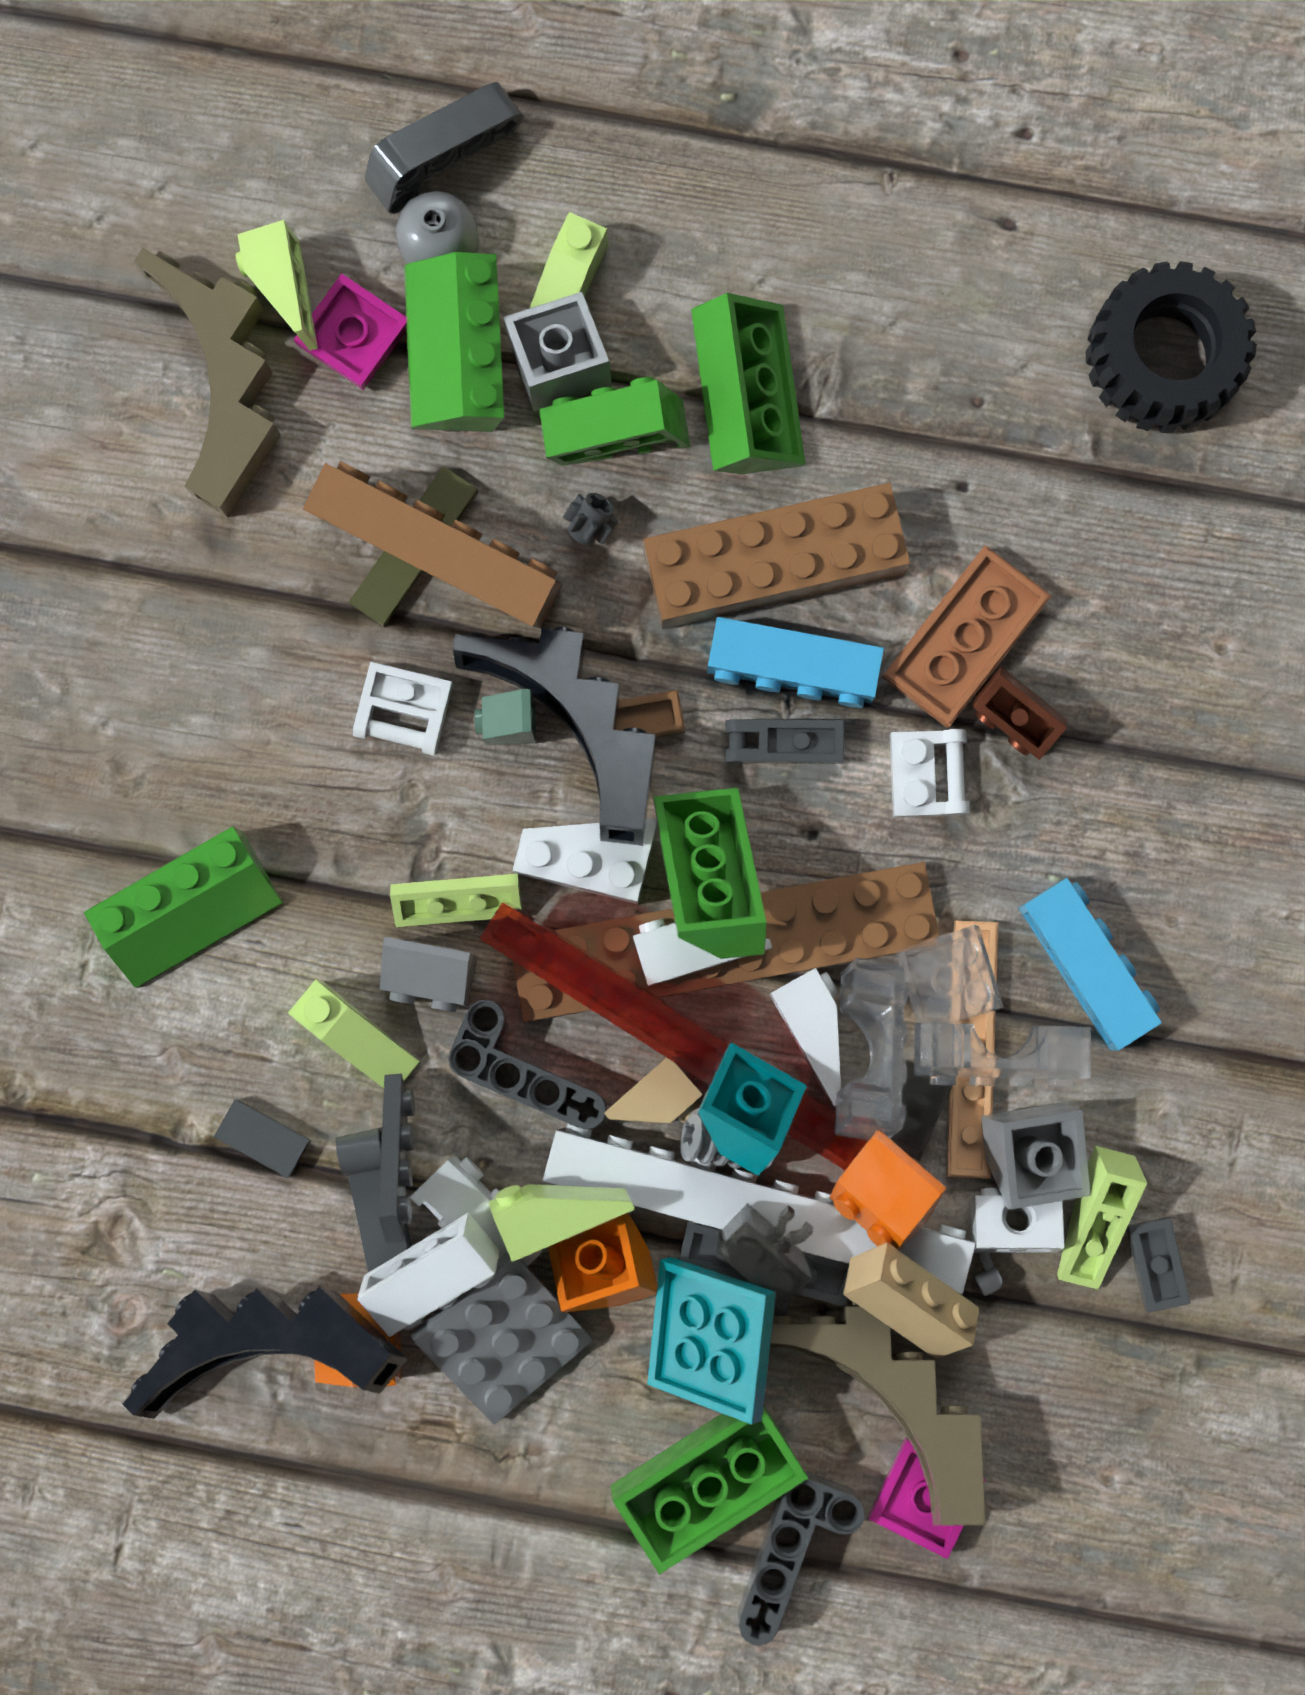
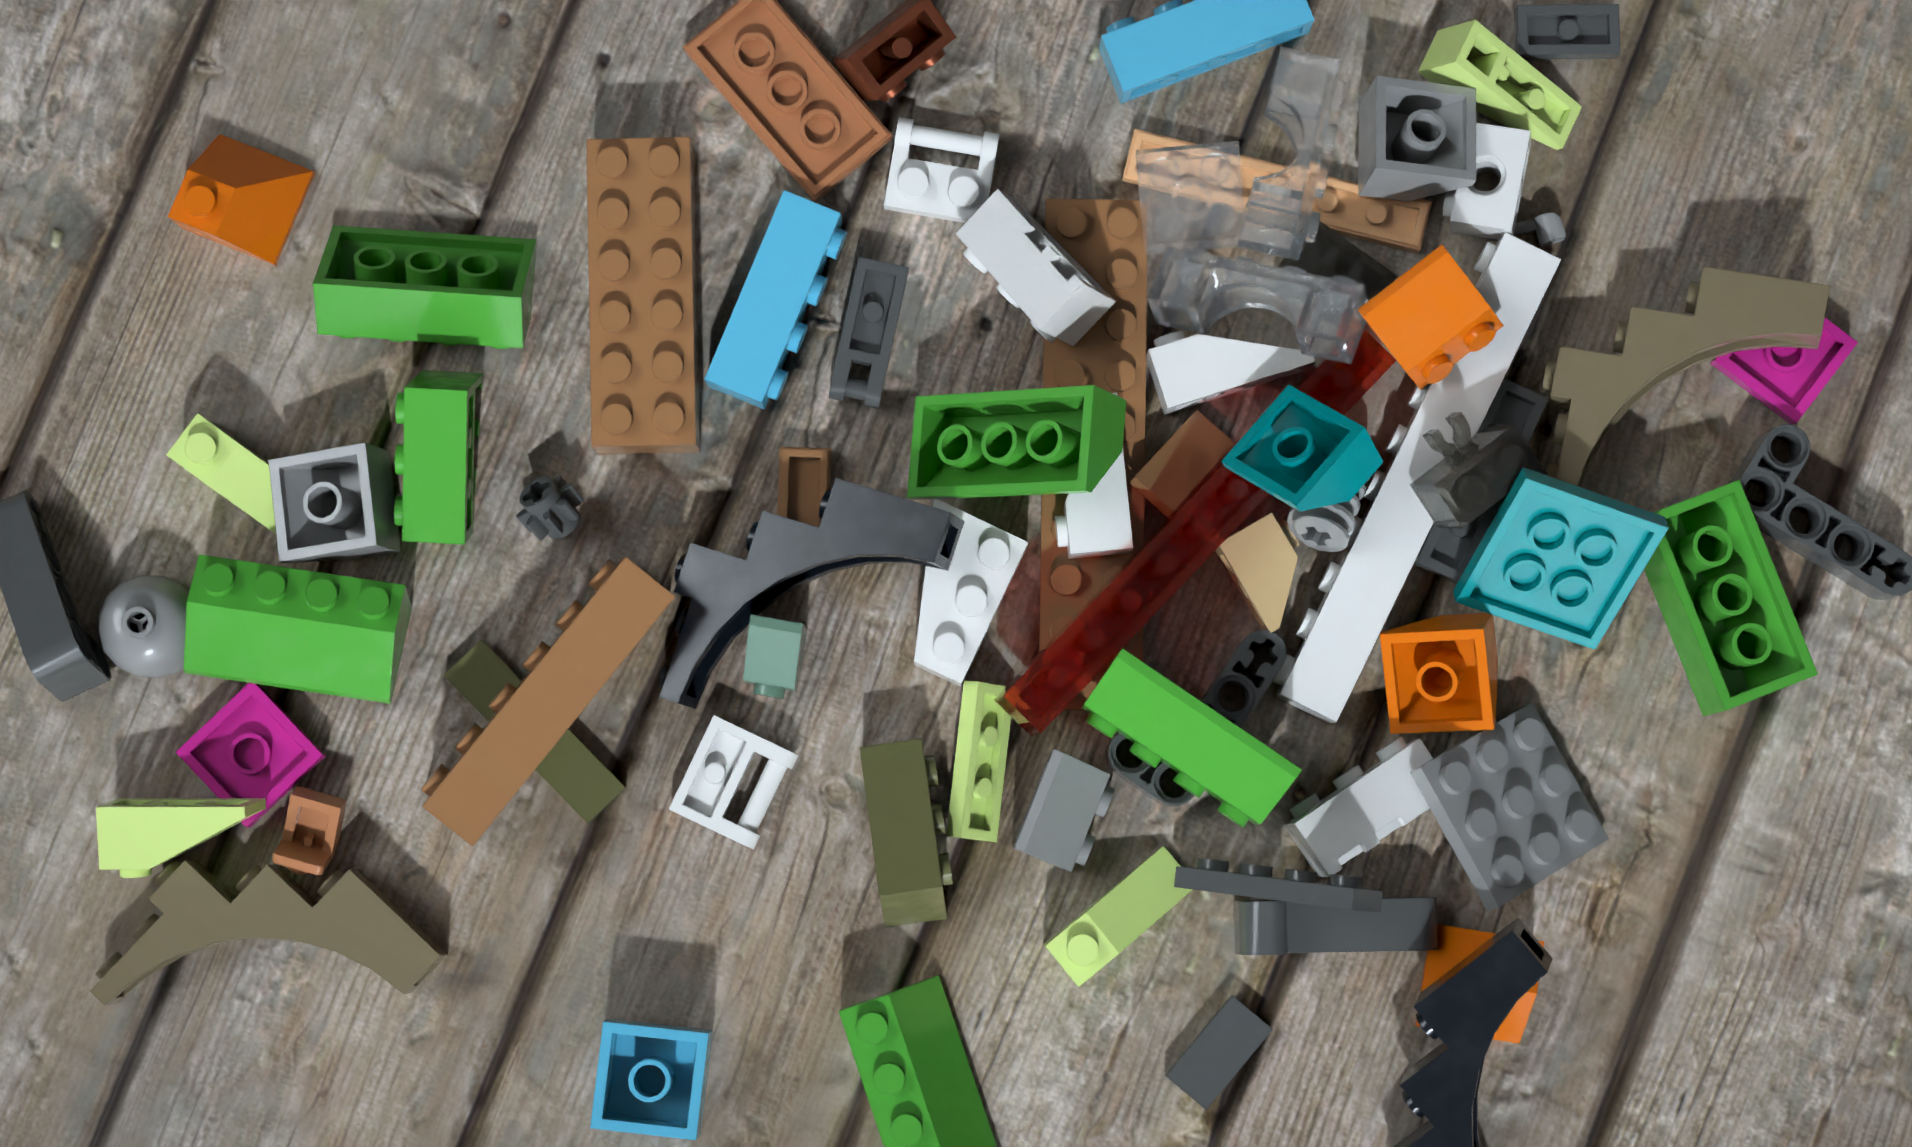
camera: 85 degrees left, 0 degrees up
(155, 692) = (651, 1079): none -> medium azure brick
(299, 389) = (310, 832): none -> nougat bracket
(387, 850) = (905, 832): none -> olive wedge
(429, 1275) = (1424, 873): white brick -> none
(500, 1061) = (1190, 739): none -> bright green slope
(547, 1214) = (1380, 720): yellowish green slope -> none
(730, 1014) = (1182, 463): none -> medium nougat tile
(789, 228) = (241, 198): none -> orange slope
(860, 861) = (1033, 270): none -> white wedge
(911, 1301) = (1558, 318): tan brick -> none

